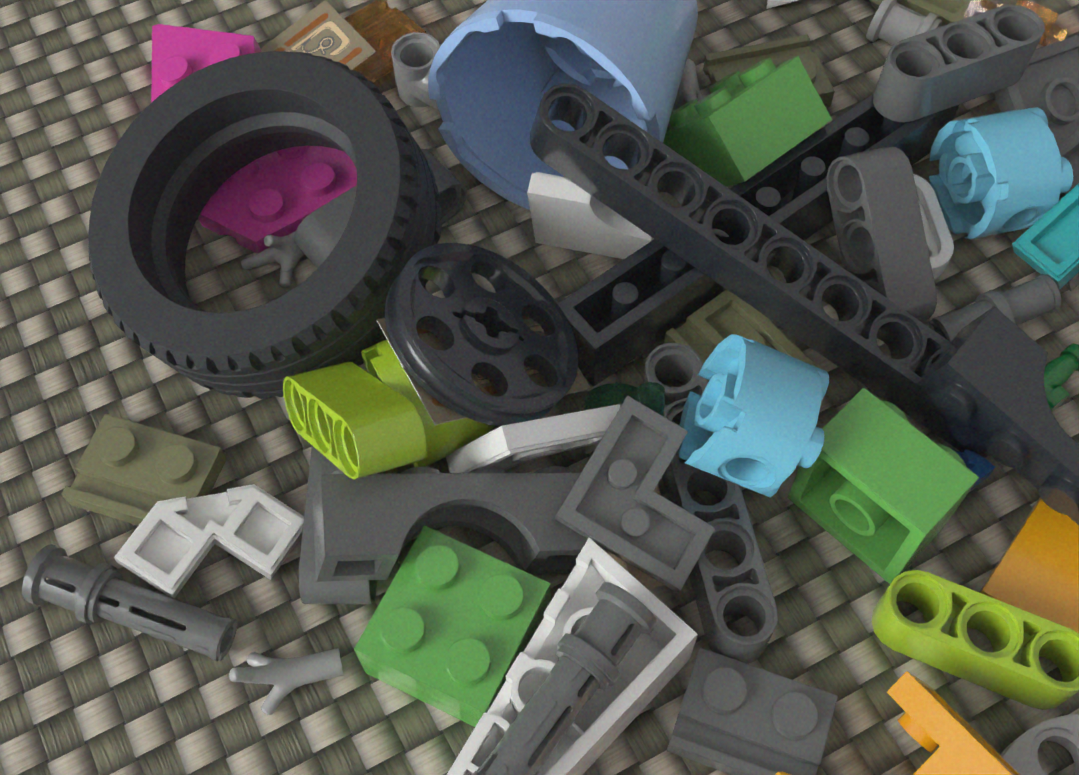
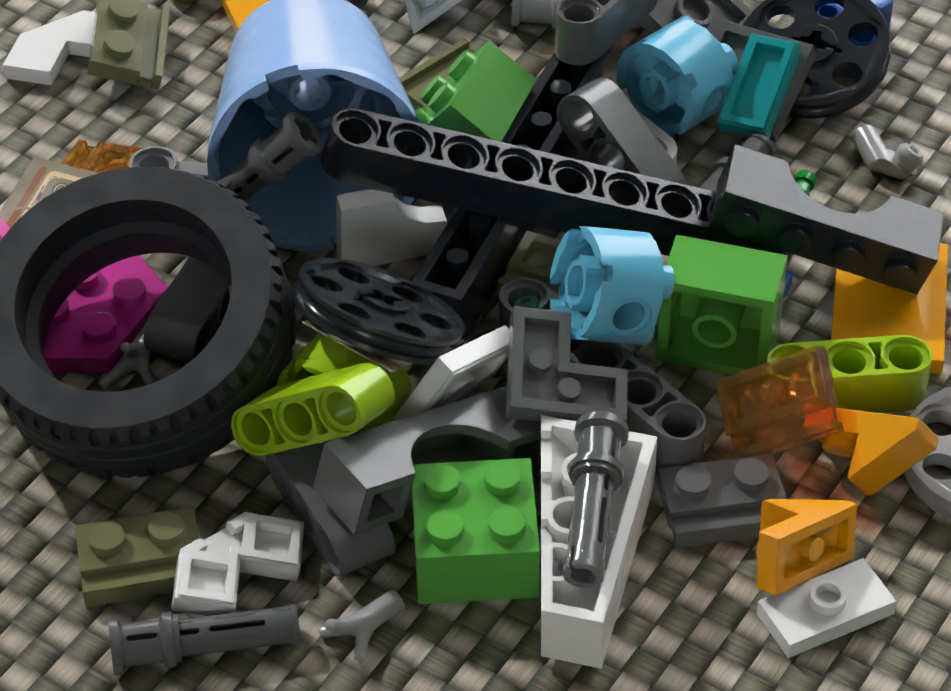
camera: 30 degrees left, 15 degrees down
(474, 93) = (273, 157): none -> dark grey pin
(872, 654) = (779, 404): none -> clear orange plate

